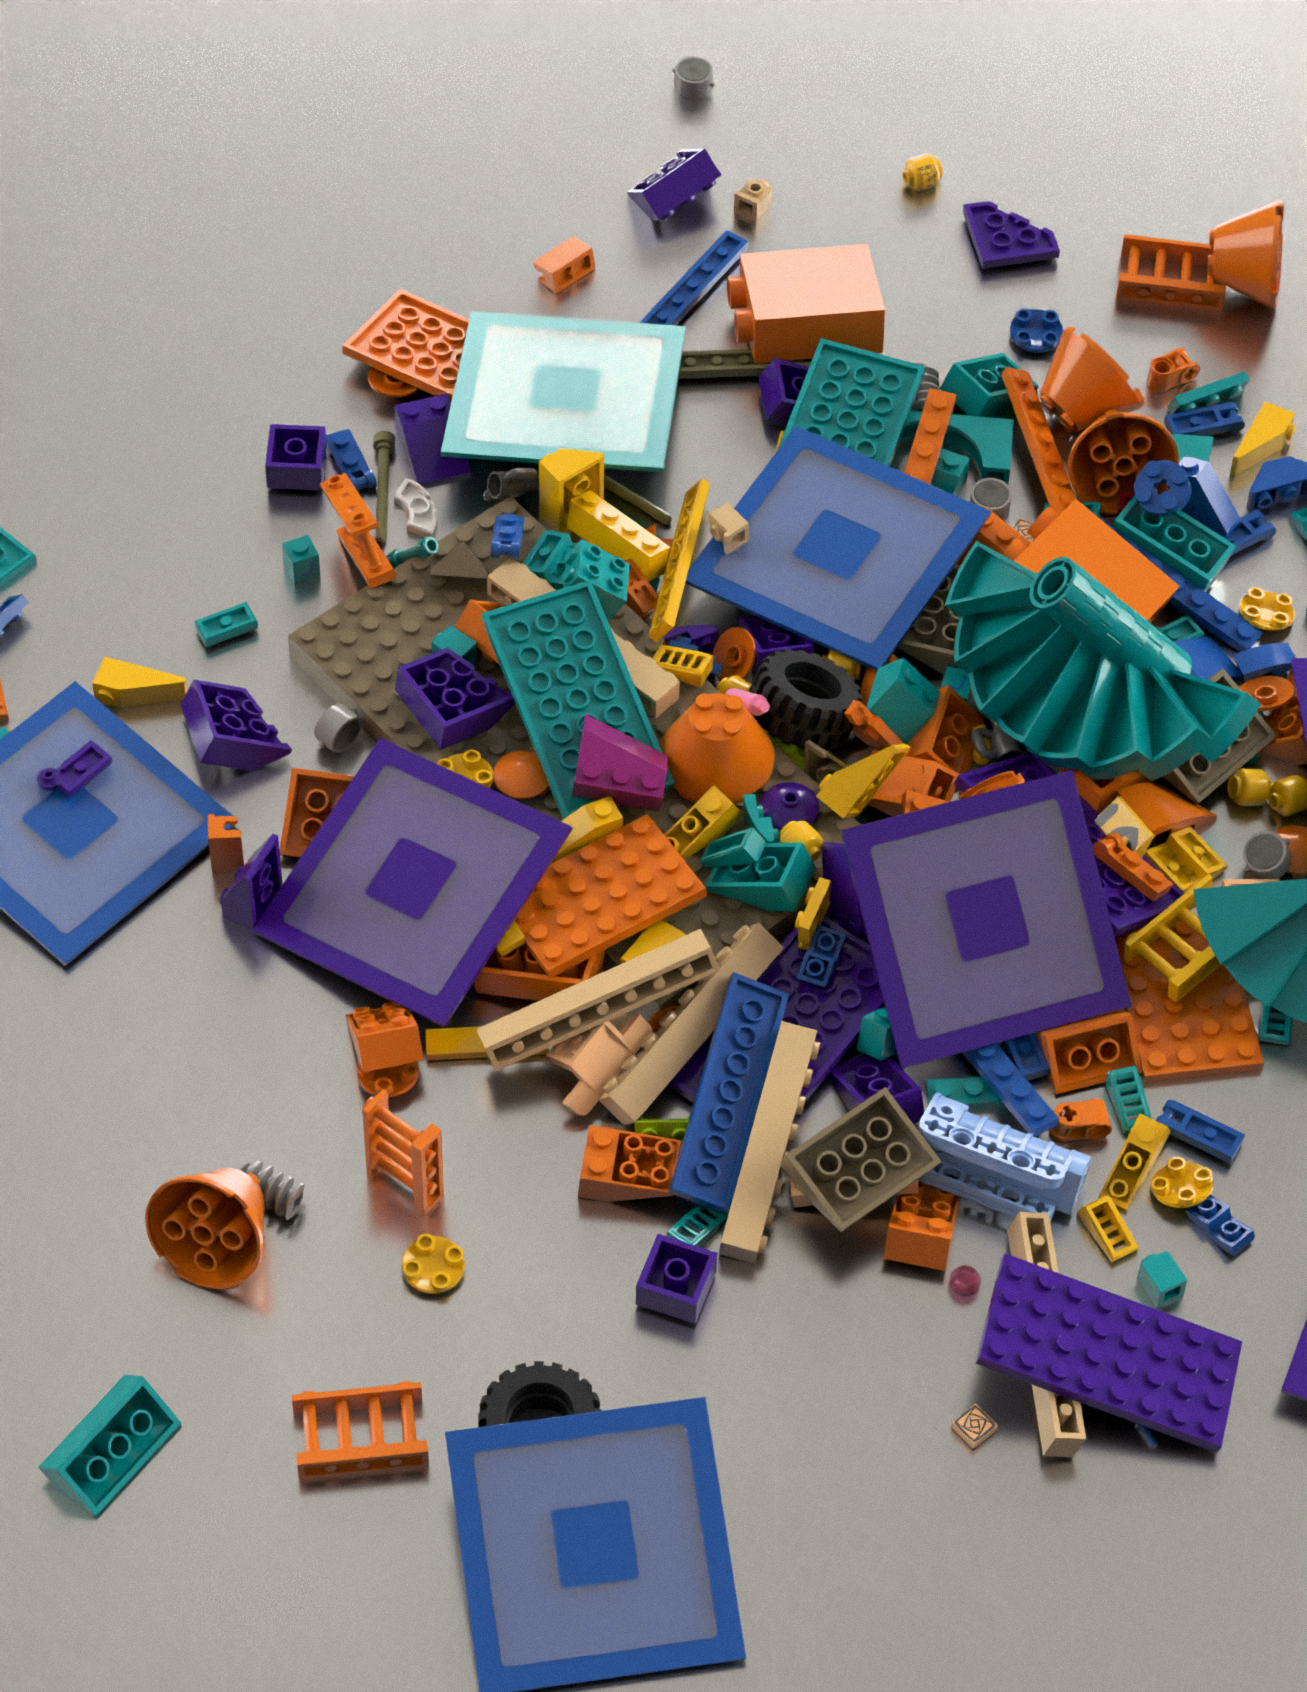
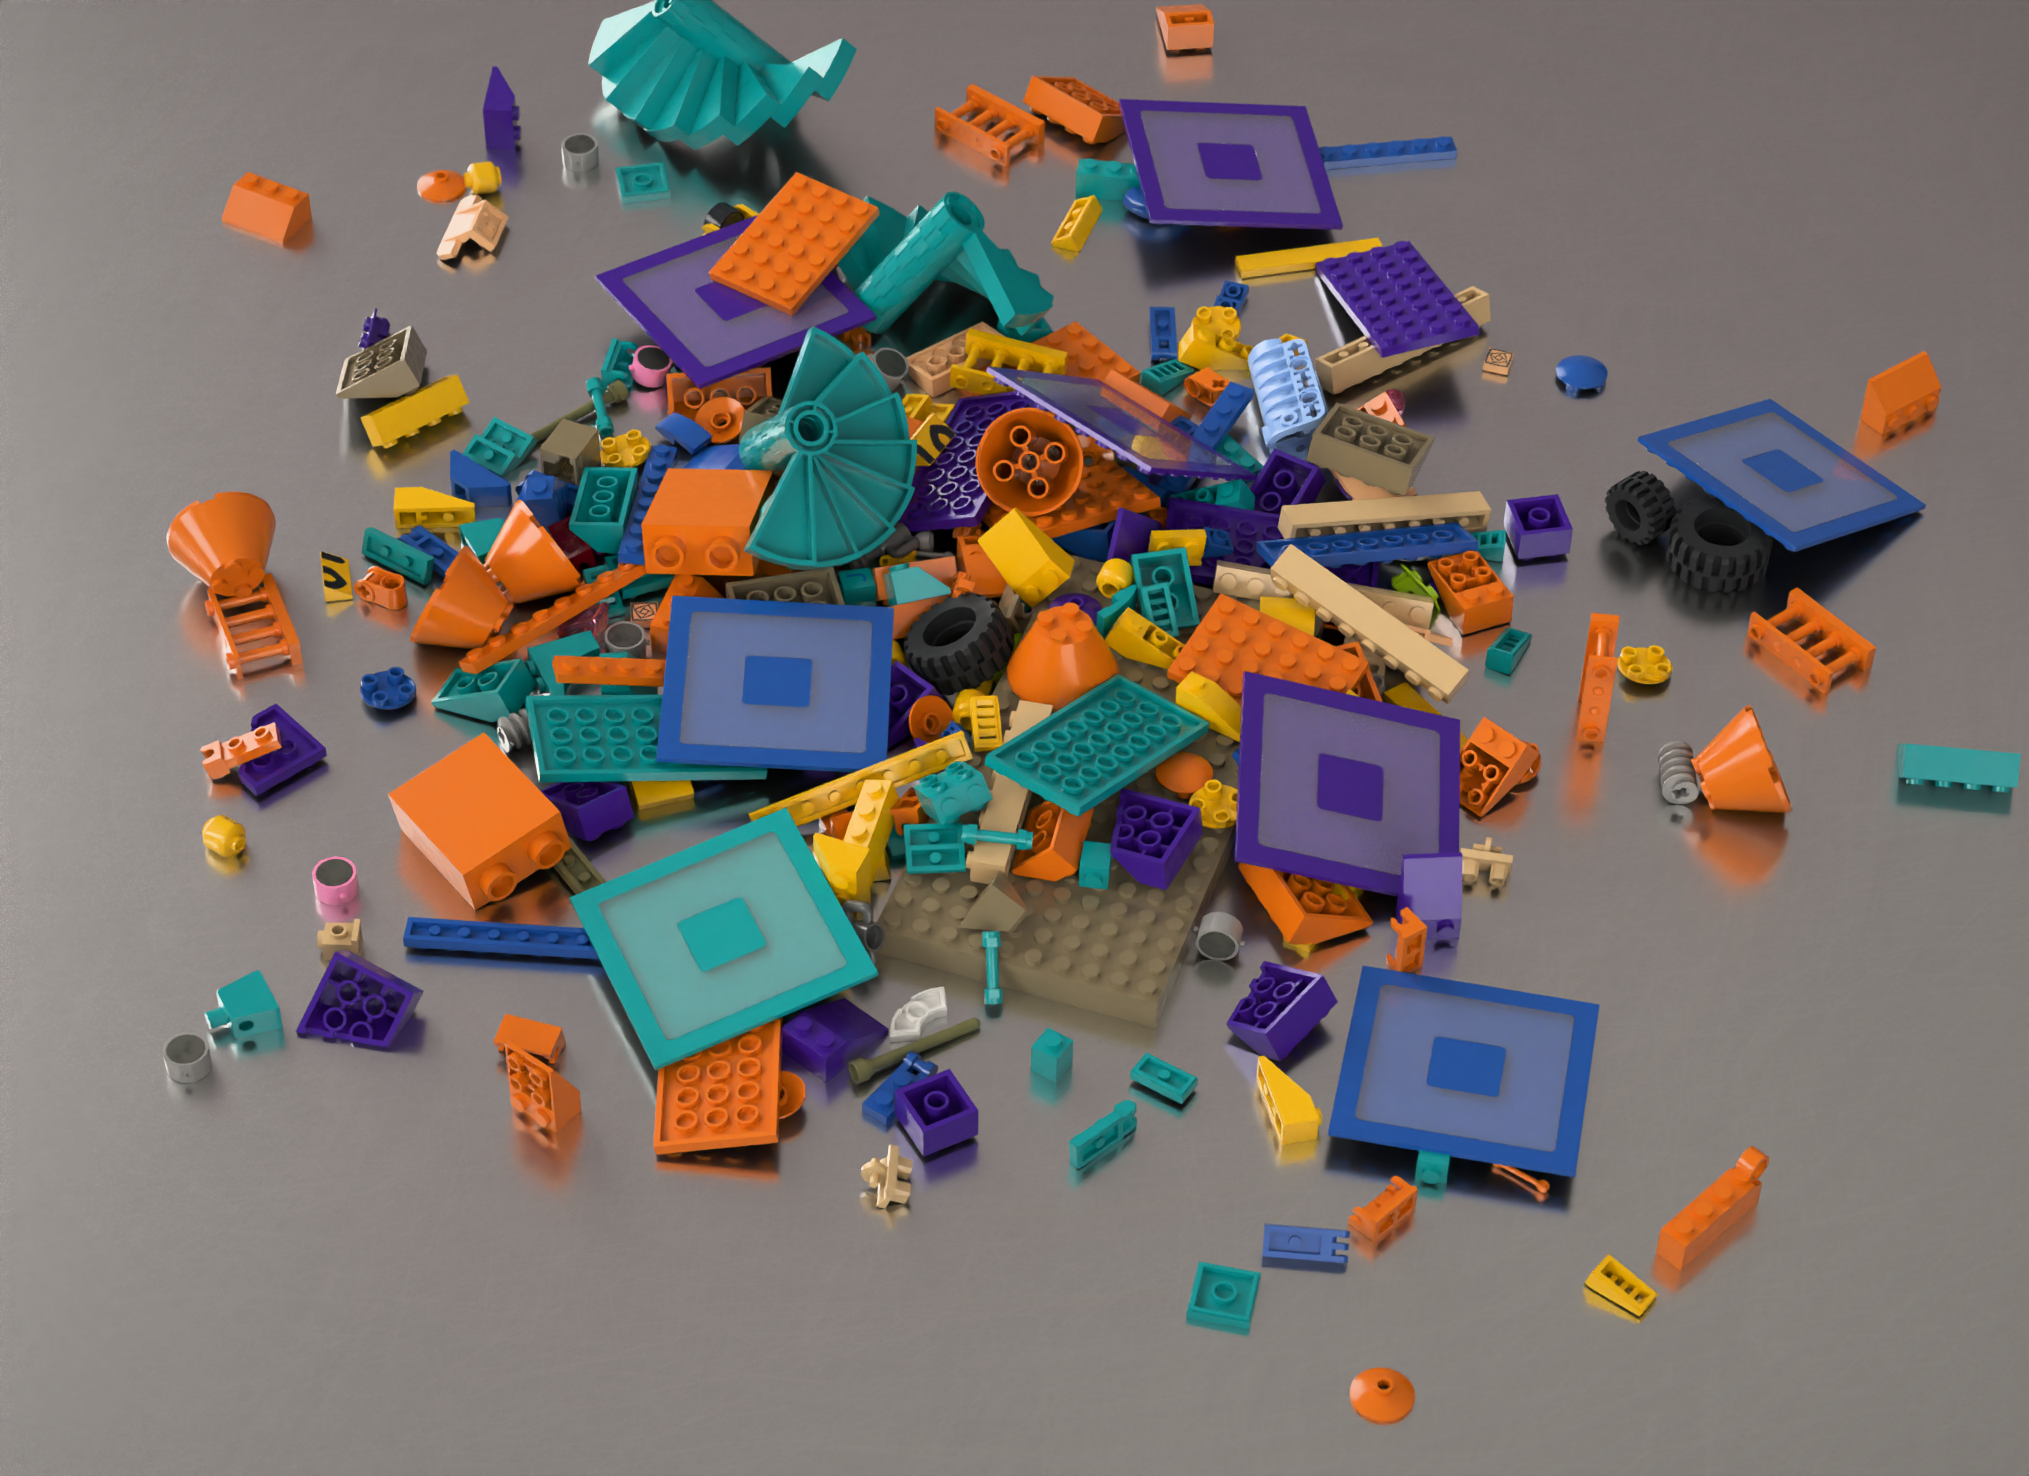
camera: 120 degrees left, 10 degrees down
(76, 770) = (1423, 1073): dark purple hinge -> none
(201, 558) = (1103, 1134): none -> teal hinge
(265, 407) = (885, 1174): none -> tan hips
(282, 973) = (1487, 859): none -> tan hips
(356, 530) = (1013, 991): orange fence -> none
(497, 232) = (540, 1090): none -> orange slope
(507, 536) = (946, 878): blue plate -> none
(532, 563) = (1022, 839): none -> teal bar
(535, 1141) = (1505, 650): none -> teal slope
(619, 768) = (1146, 692): magenta wedge -> none
(631, 1373) = (1640, 507): none -> black tyre
(720, 124) = (246, 1007): none -> teal torso
(728, 527) = (818, 745): tan brick -> none
(755, 703) = (1004, 656): bright pink cylinder -> none
(824, 218) = (335, 880): none -> piece
(905, 1496) = (1581, 373): none -> blue dish
(1011, 206) = (240, 750): none -> orange plate
(1022, 480) = (591, 619): none -> clear pink slope
(1131, 867) = (967, 419): orange plate -> none
(1161, 1278) = (1303, 309): teal brick -> none
(1170, 501) = (584, 489): blue plate -> none
(1211, 348) = (336, 577): none -> yellow slope
(1260, 1348) = (1298, 258): none -> yellow tile
(1268, 552) = (569, 451): none -> dark tan piece

